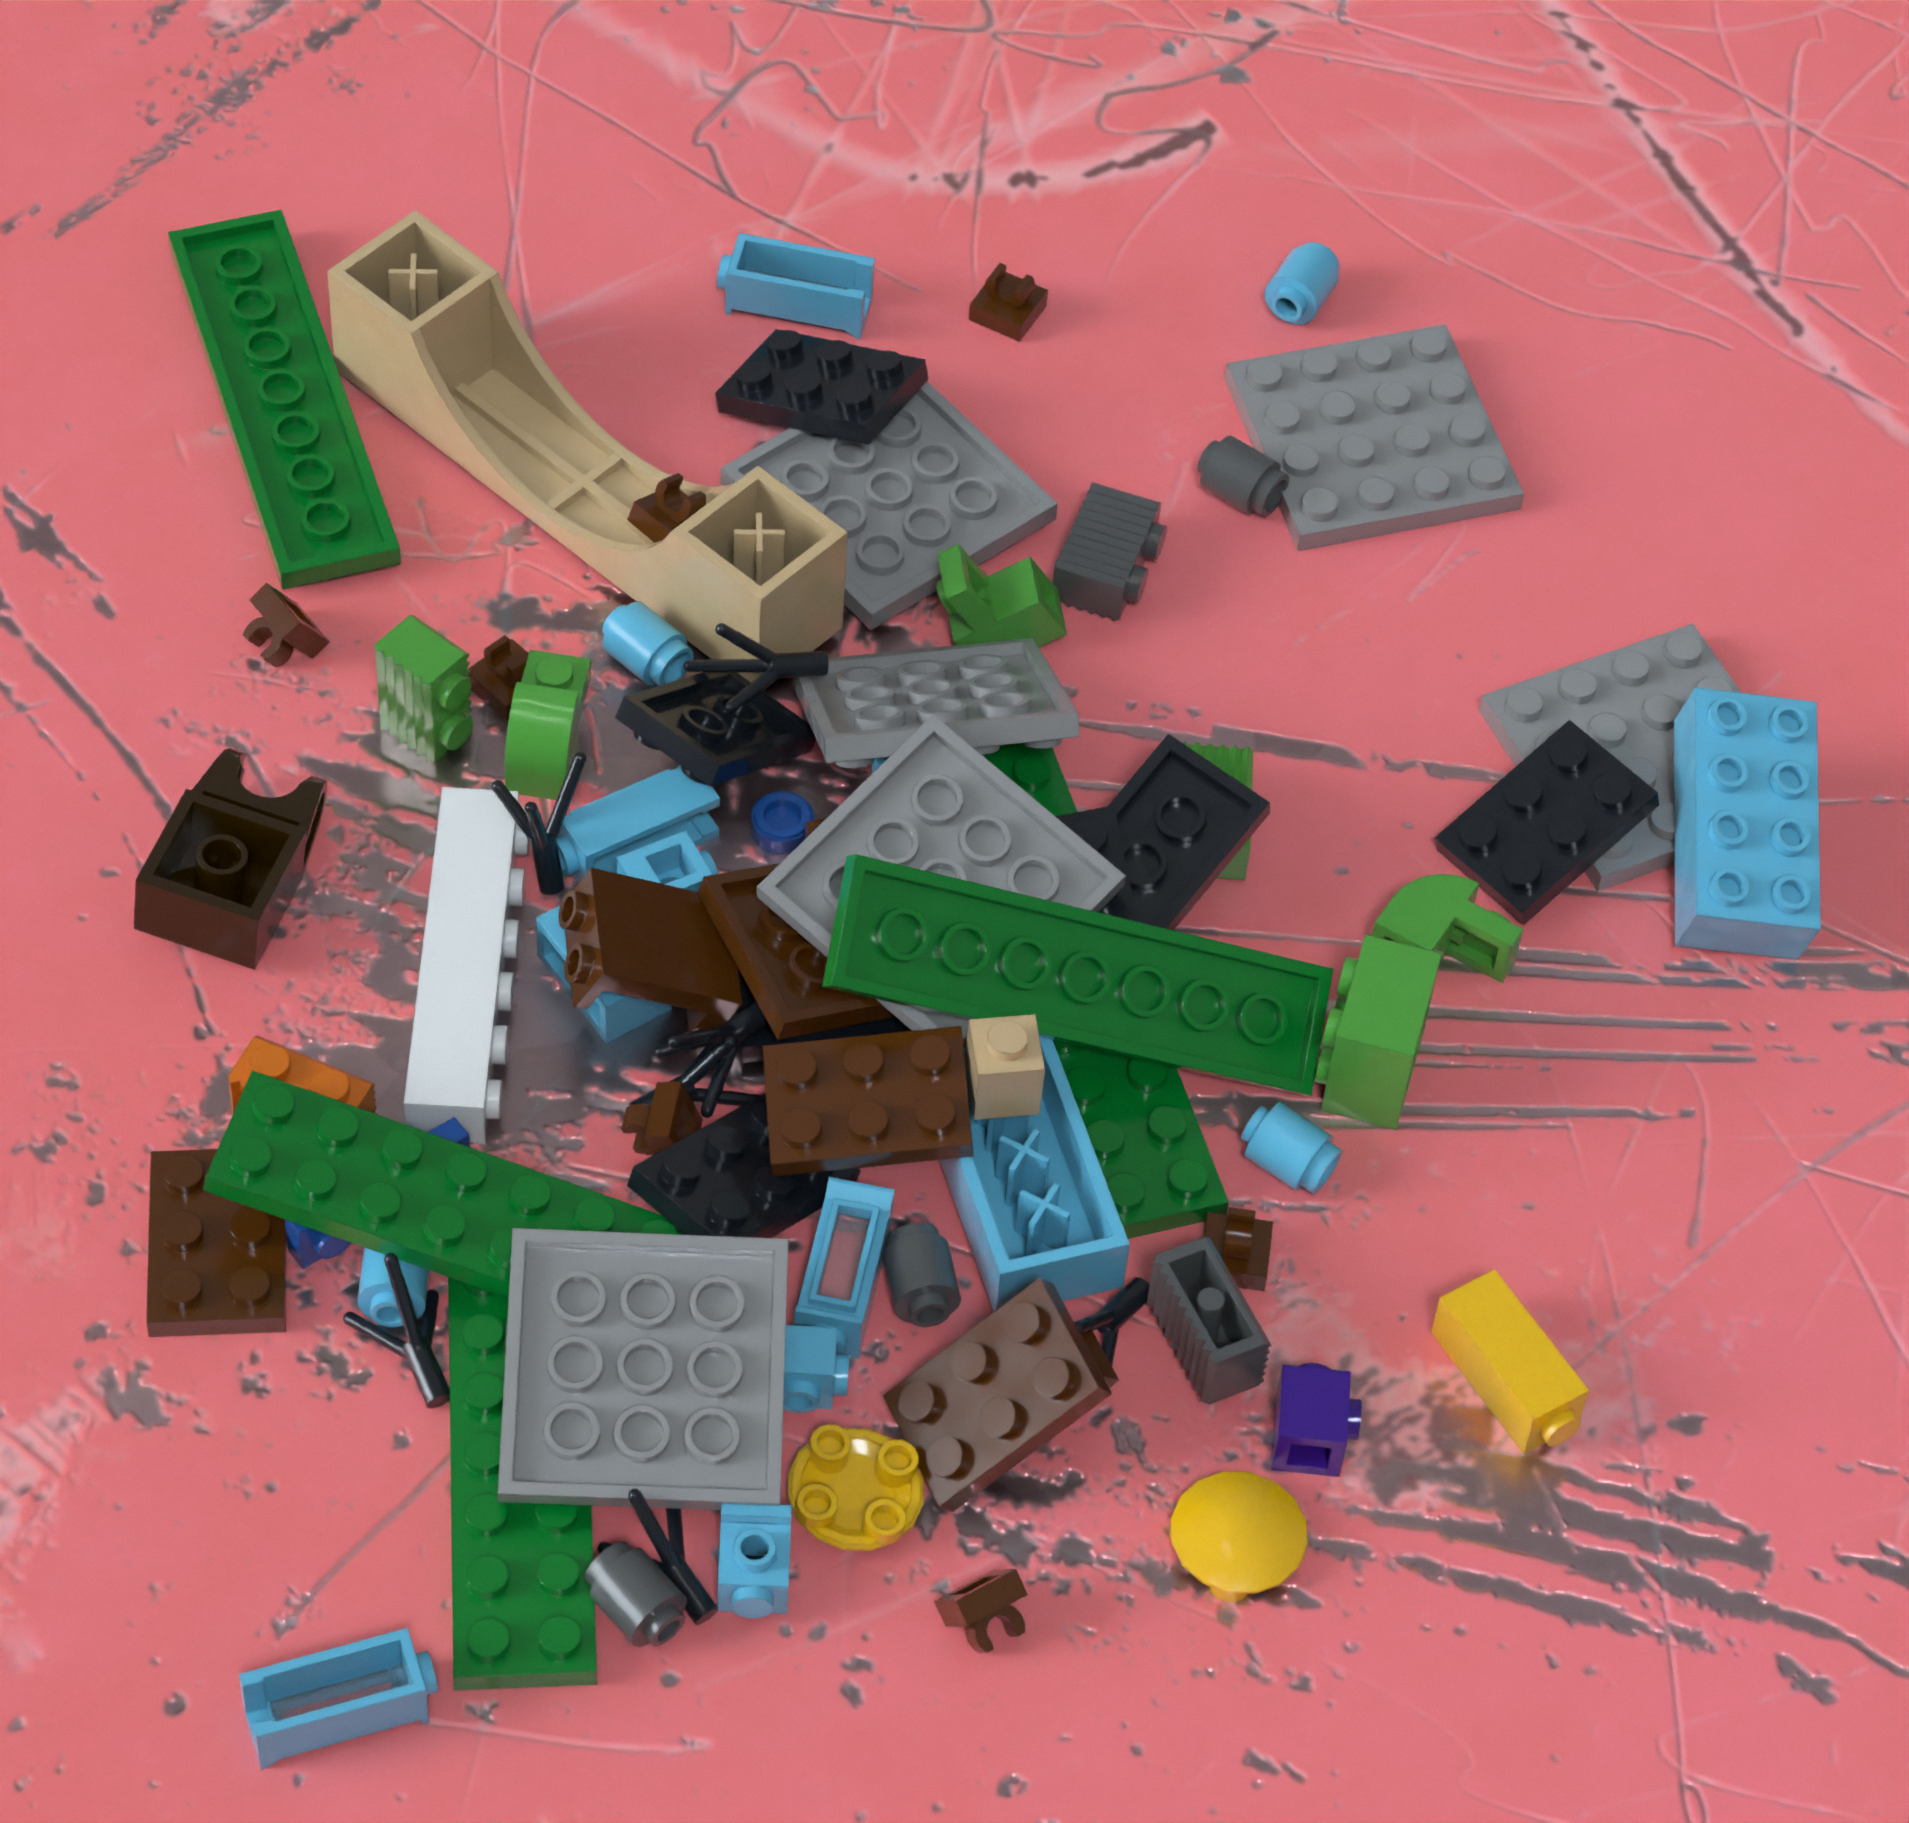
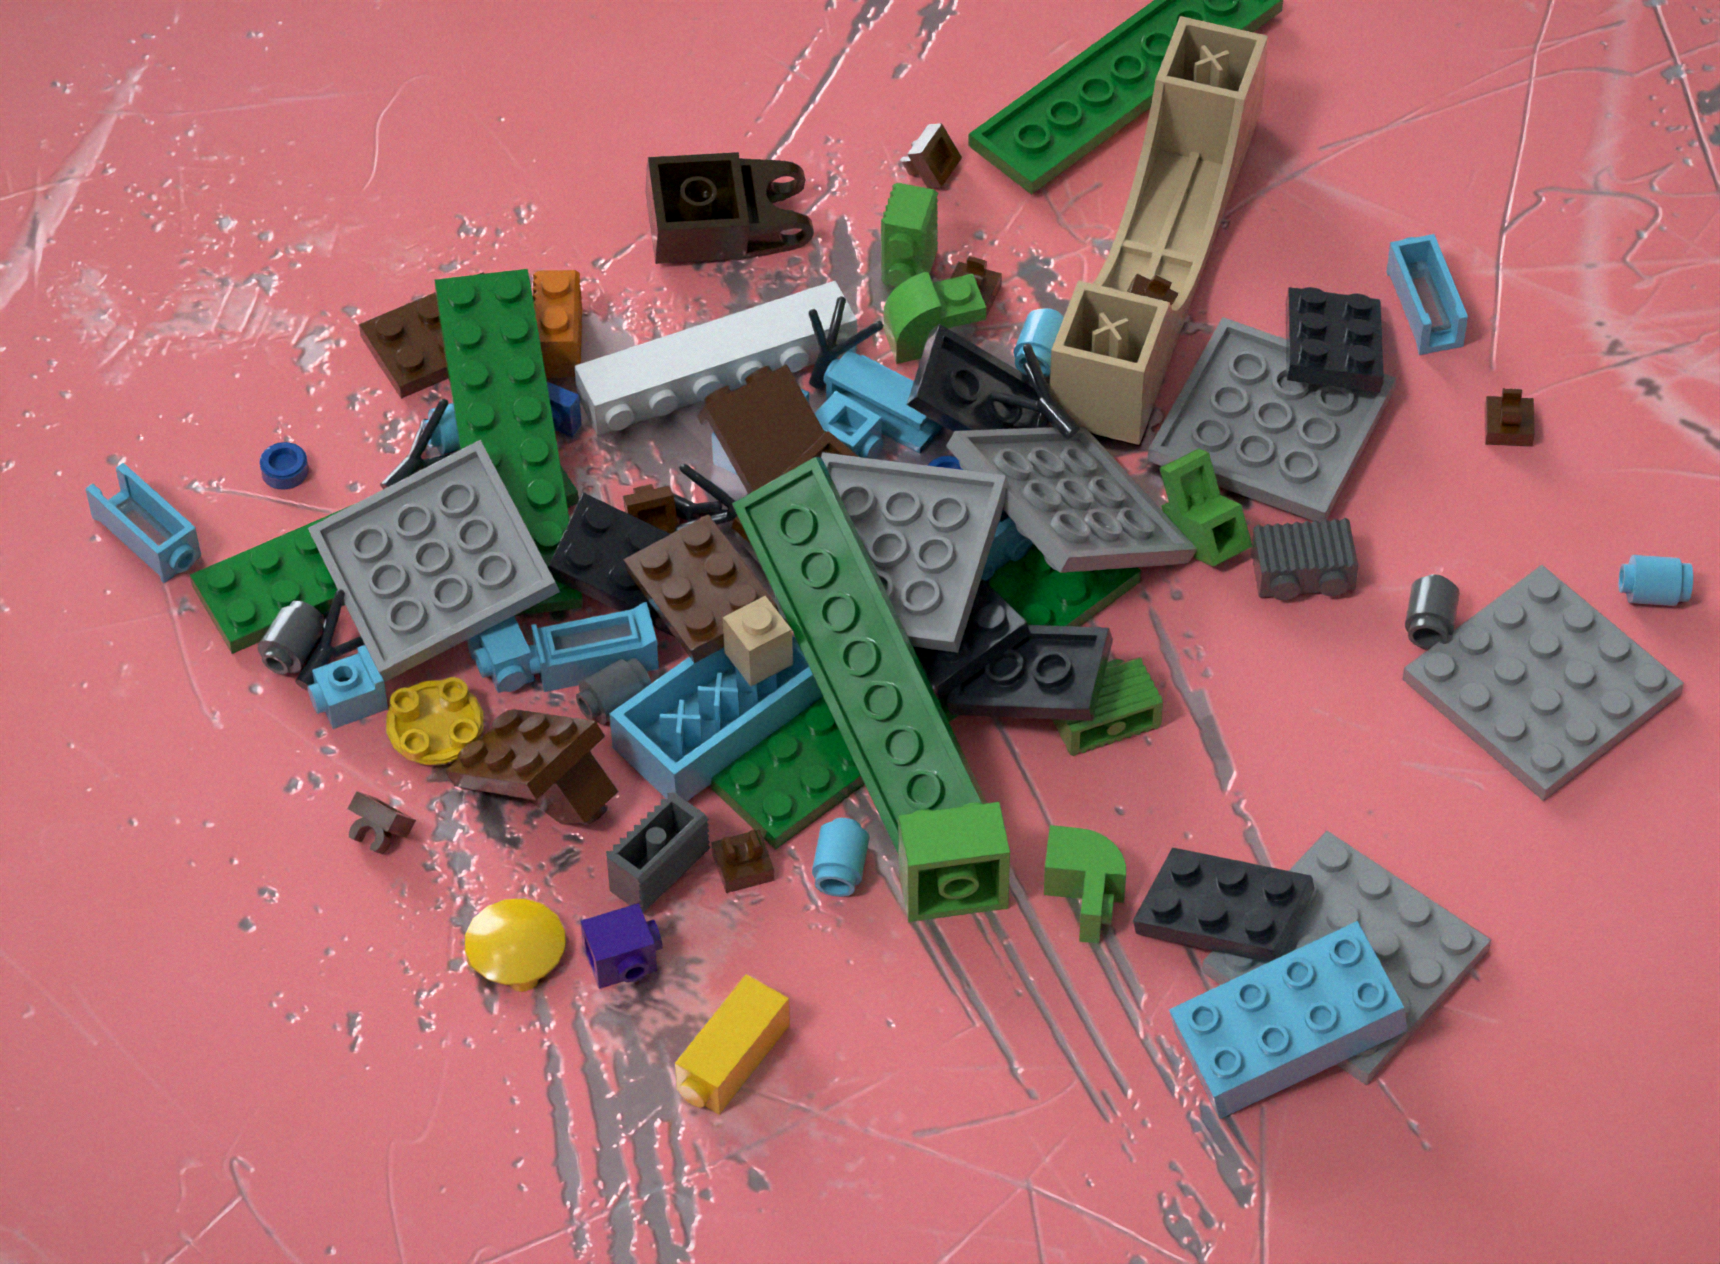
camera: 70 degrees right, 0 degrees up
(323, 1503) = (283, 465): none -> blue tile
(1116, 1314) = (641, 805): black plant -> none

